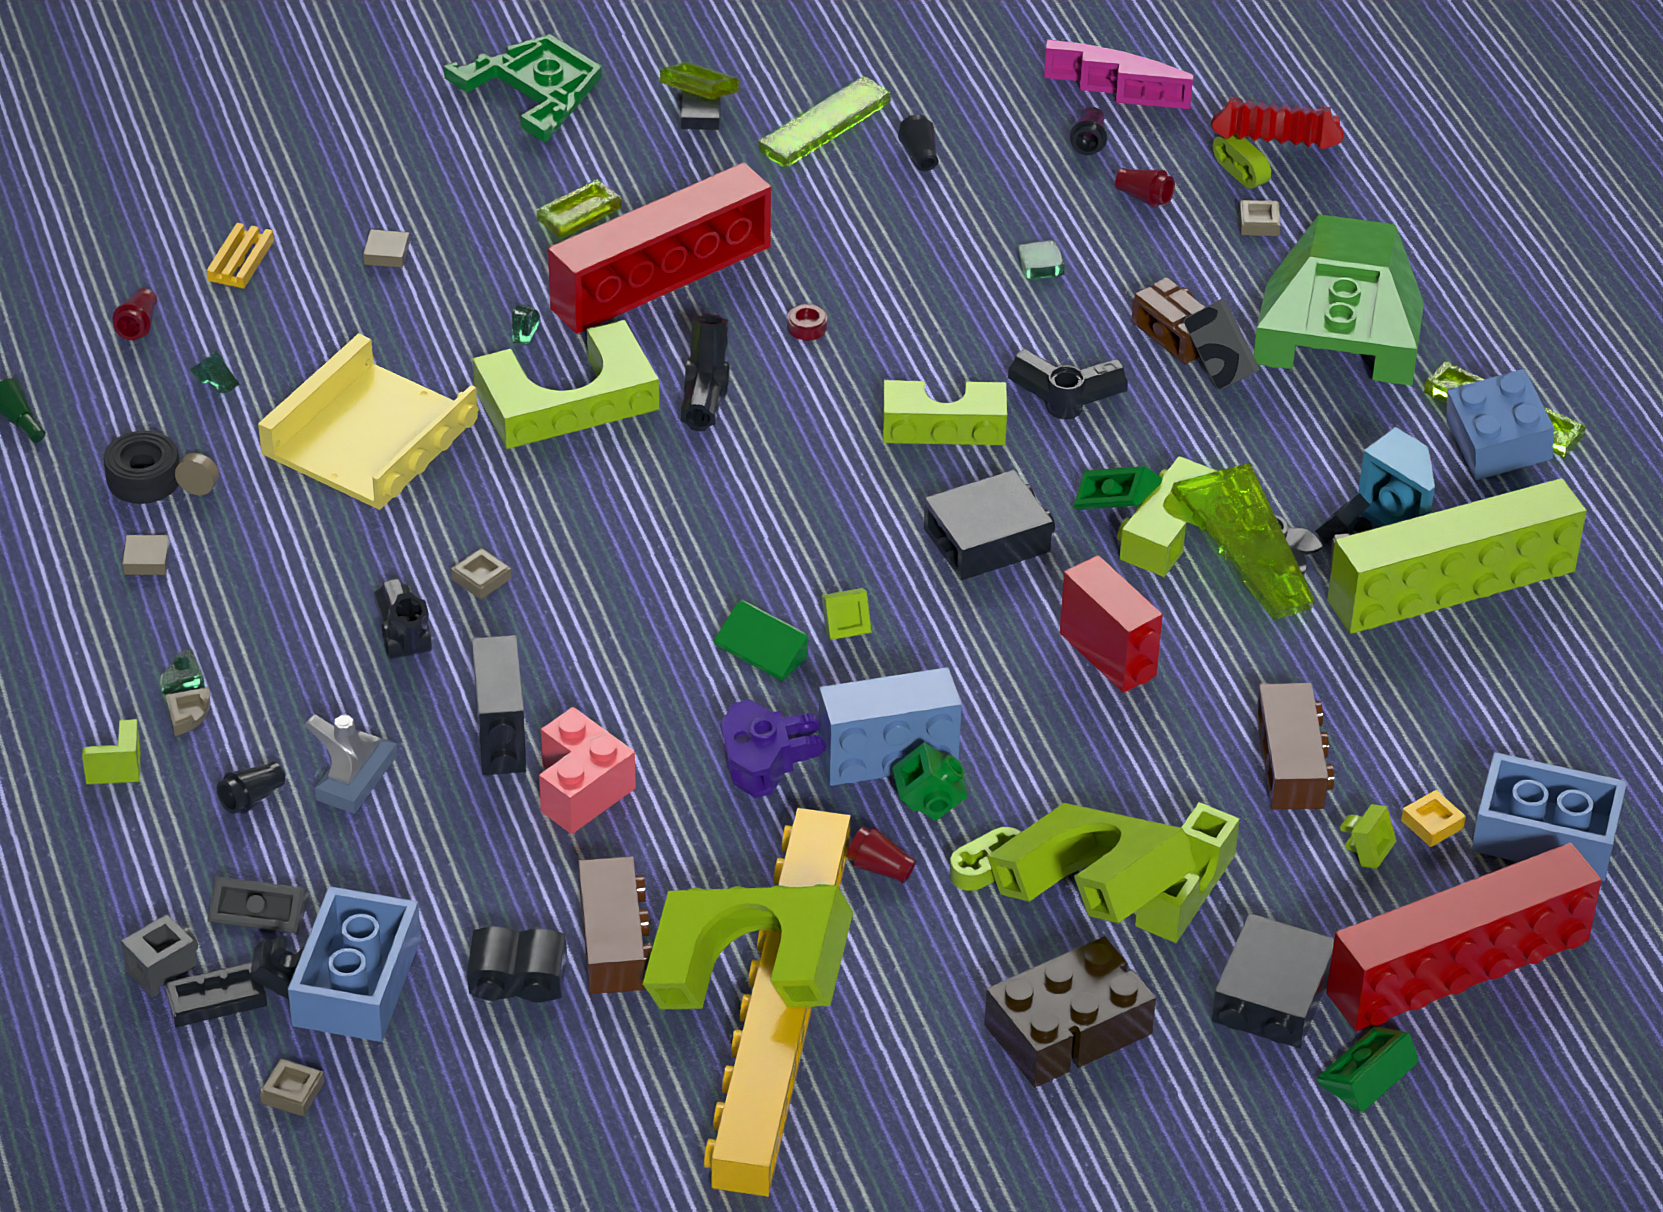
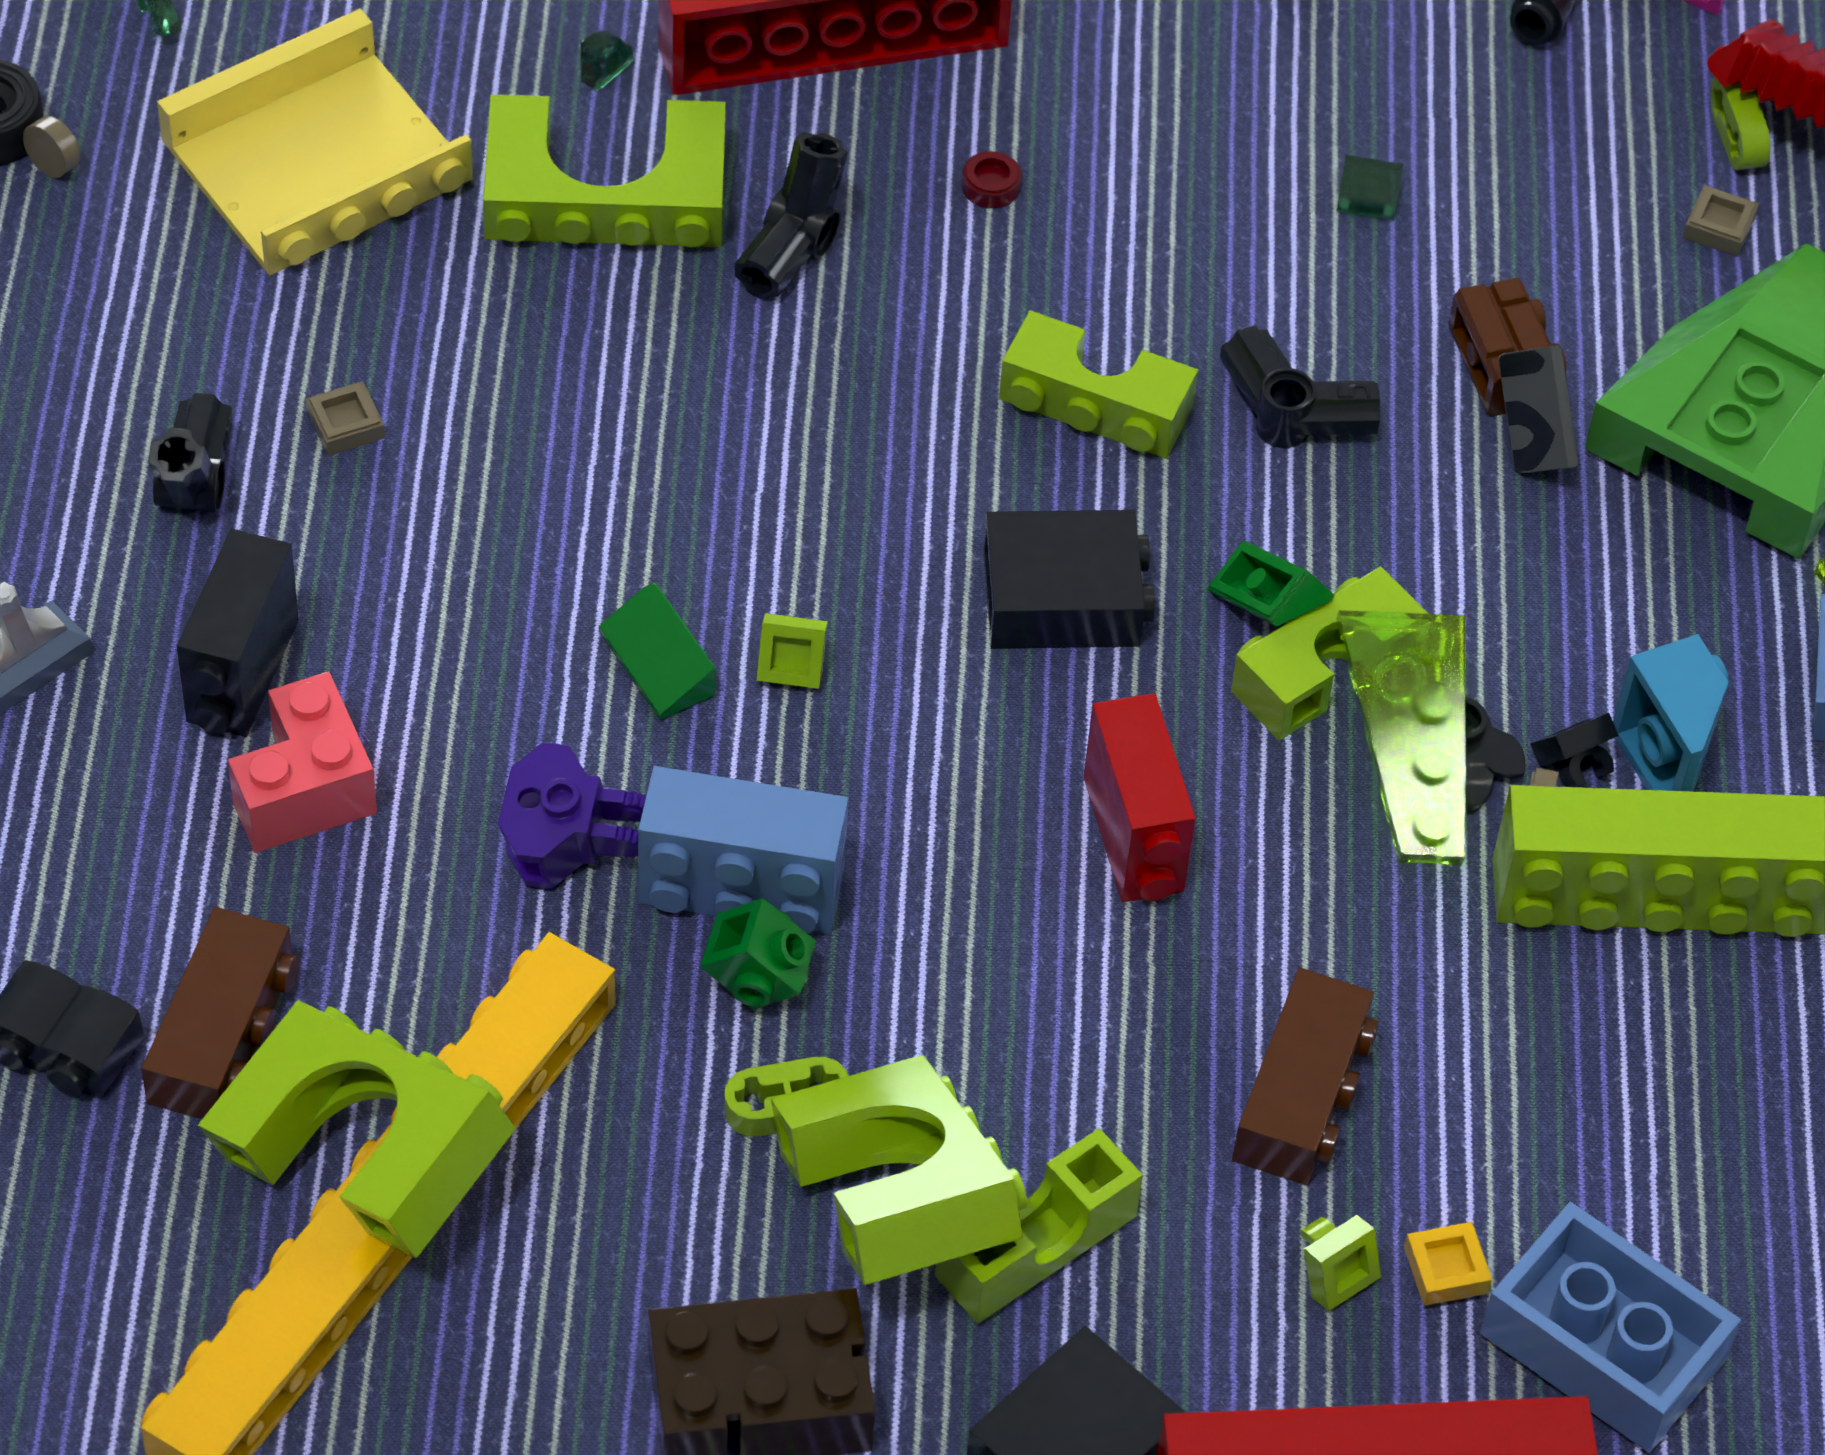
camera: 20 degrees right, 10 degrees up
(878, 854) = (635, 1037): dark red cone -> none
(1149, 186) = (1584, 122): dark red cone -> none

